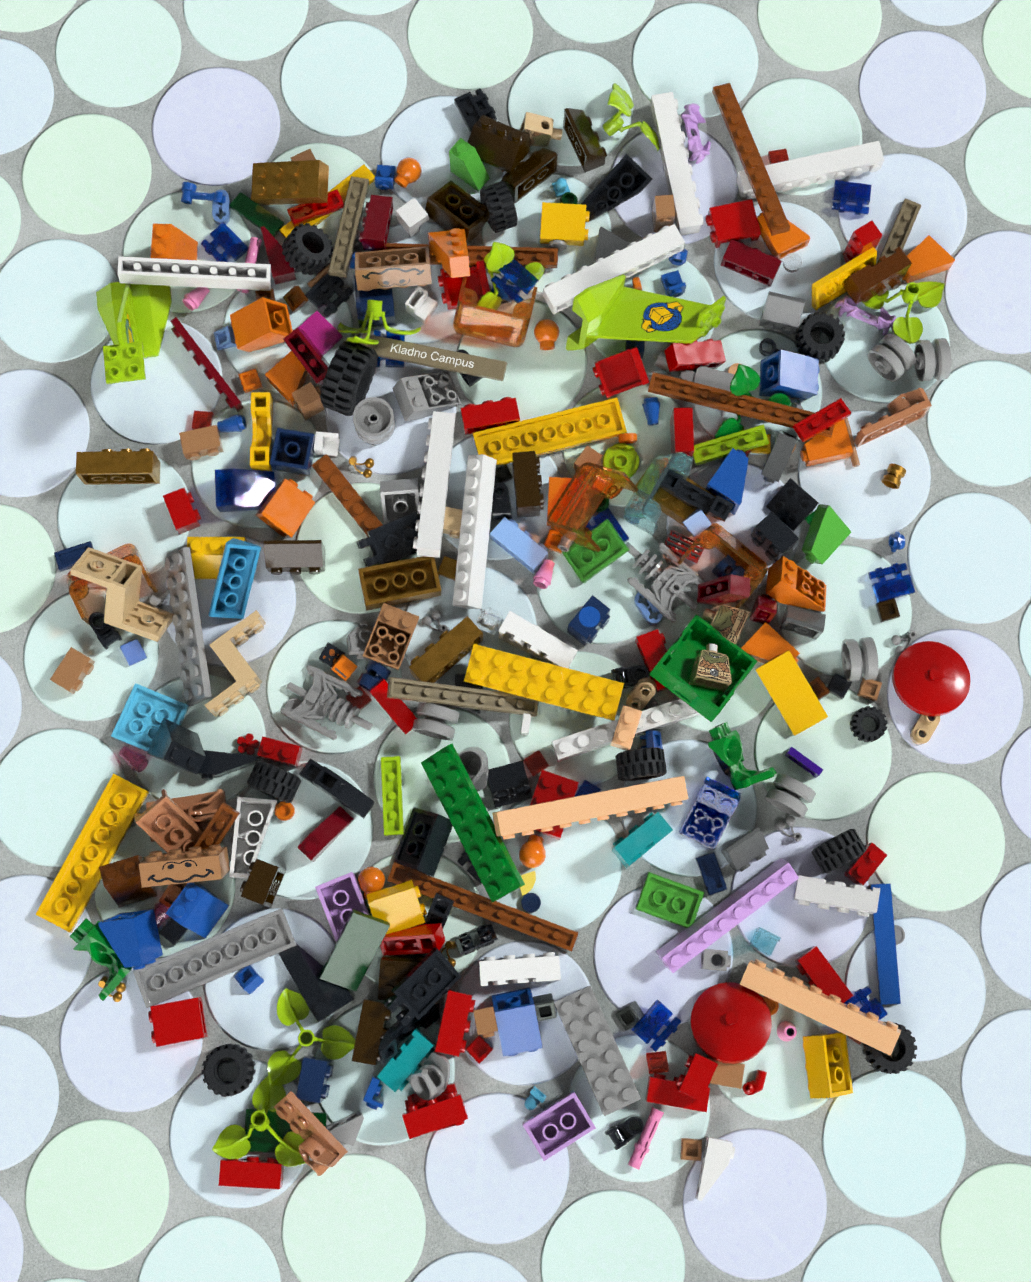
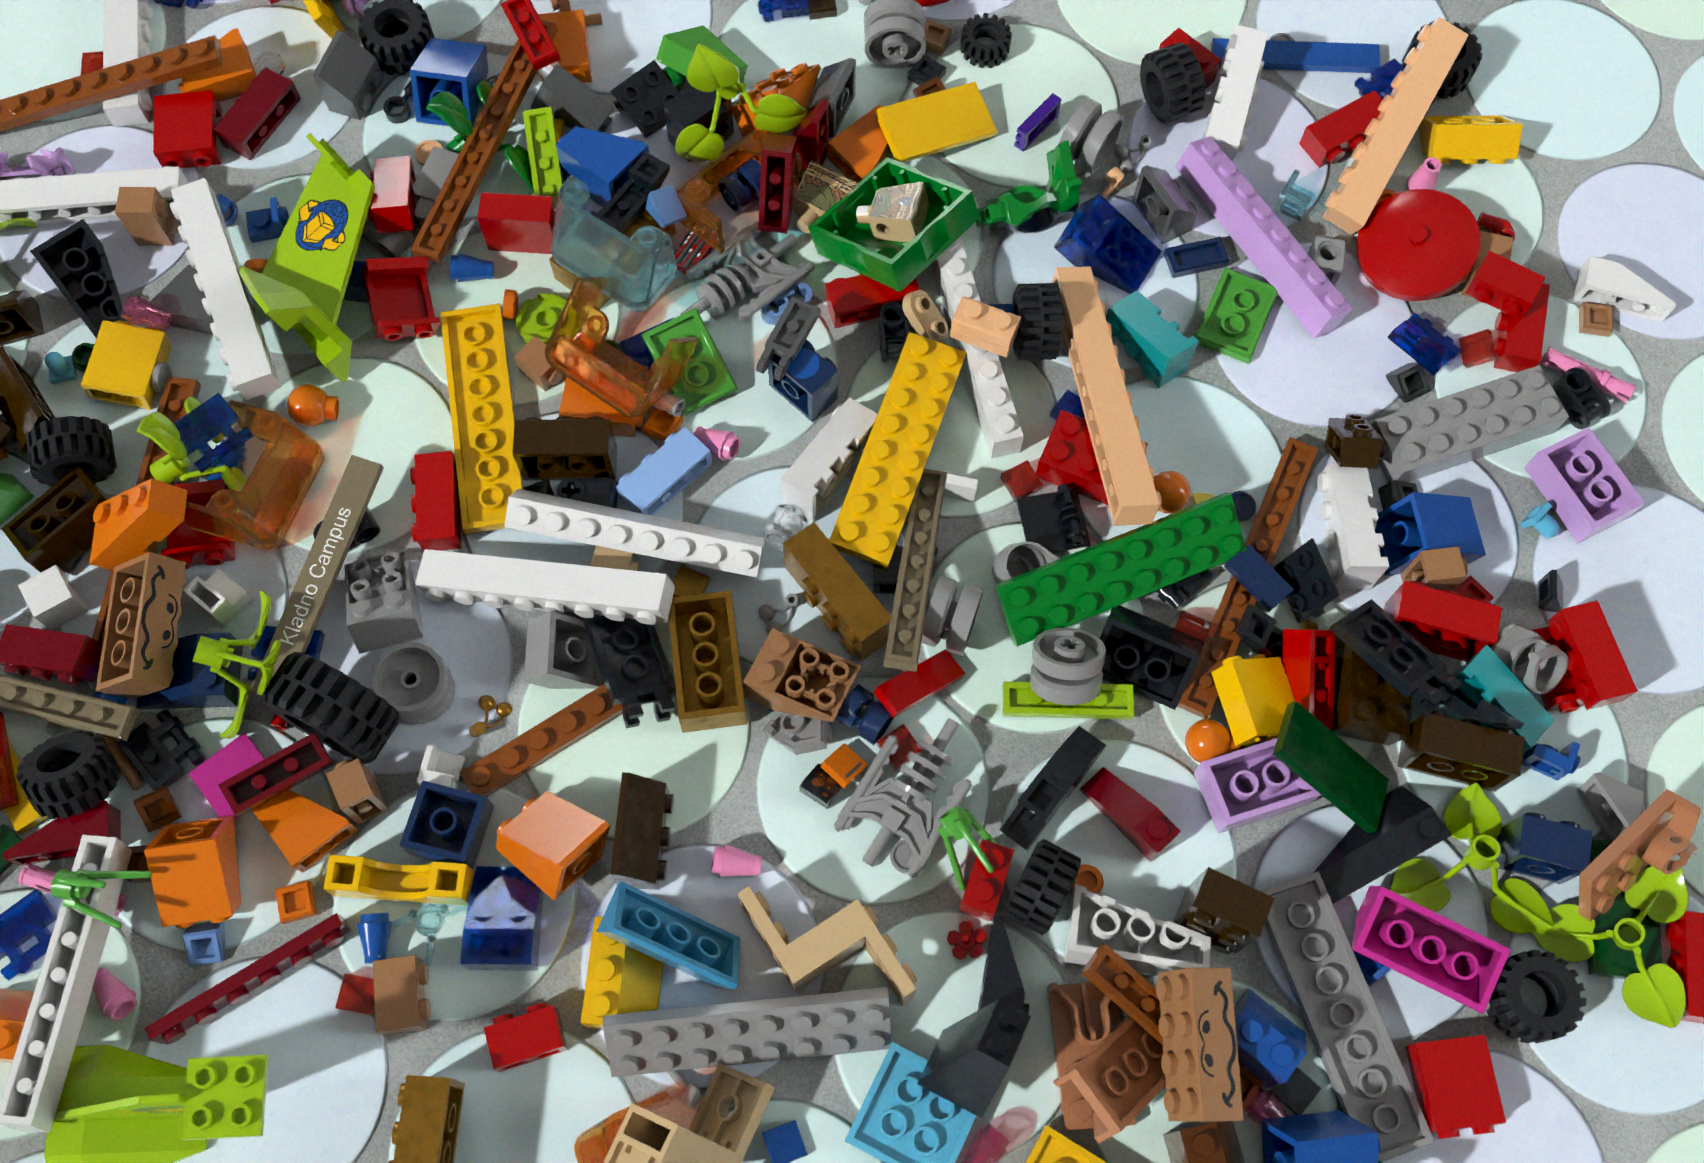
camera: 85 degrees left, 10 degrees down
(236, 449) = (428, 923): none -> clear light blue plant
(238, 267) = (77, 884): none -> bright green plant
(252, 1006) = (1428, 948): none -> dark pink slope
(283, 611) = (732, 862): none -> bright pink cone
(307, 730) = (957, 824): none -> bright green plant
(407, 791) = (1067, 666): none -> light grey wheel
(444, 870) = (1192, 625): none -> clear red tile
(476, 910) = (1259, 578): none -> dark blue tile
(485, 1103) = (1551, 592): none -> black slope
(573, 972) = (1354, 442): none -> dark brown brick
(593, 228) = (144, 313): none -> clear pink cone
(604, 605) = (788, 336): none -> dark grey hinge
(765, 818) = (1115, 179): none -> light nougat hand
(784, 549) = (714, 71): none -> lime plant

